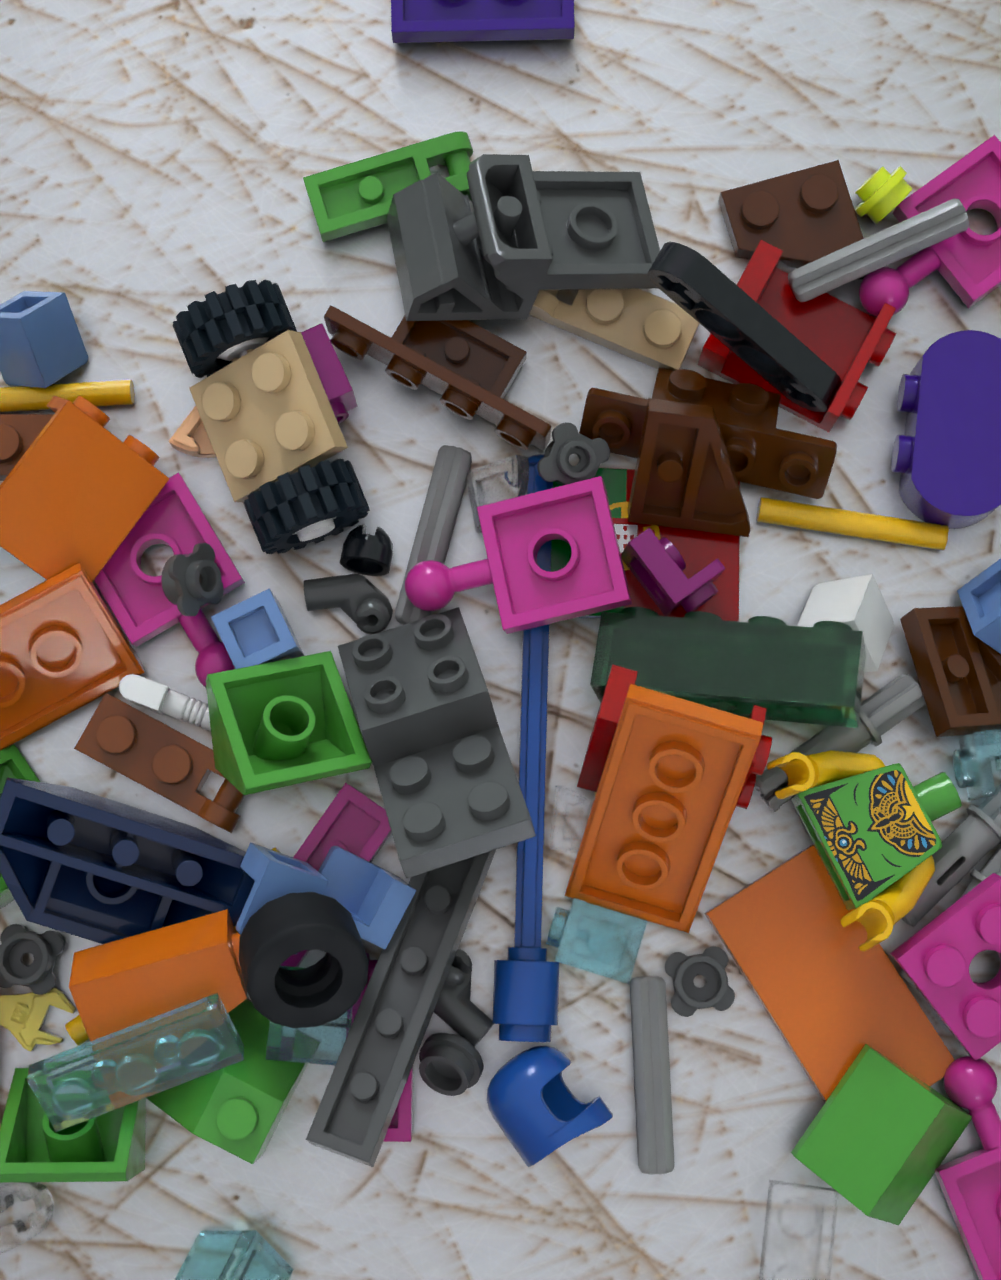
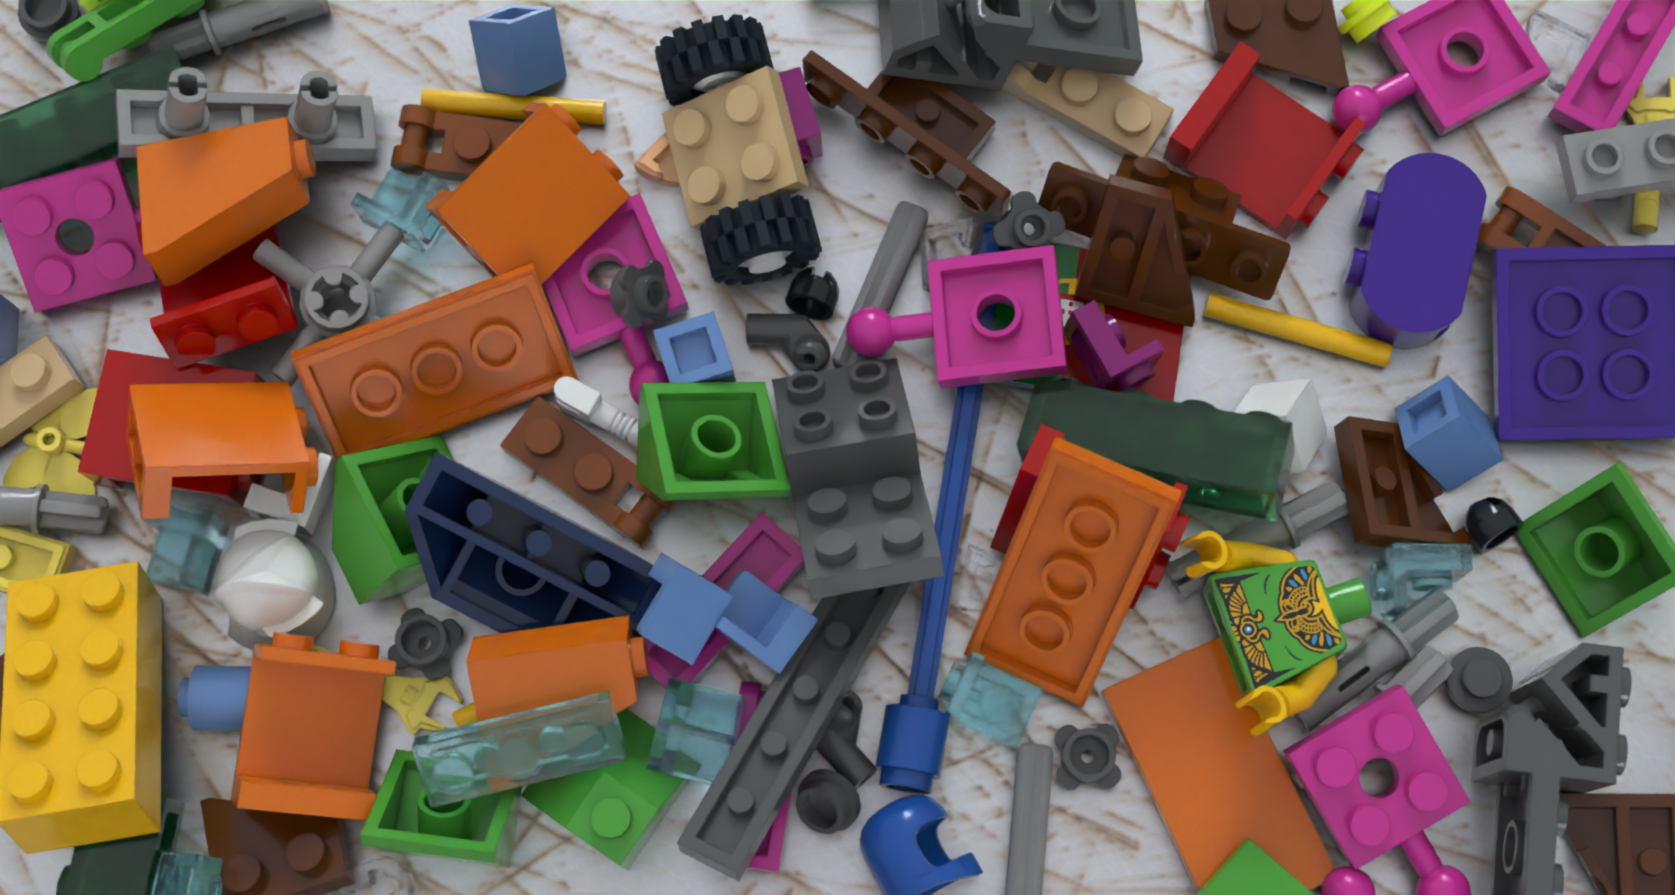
camera: 10 degrees right, 5 degrees down
(309, 994) = (704, 703): black tyre -> none
(744, 326) = (1213, 119): black beam -> none
(878, 250) = (1356, 66): light grey axle -> none

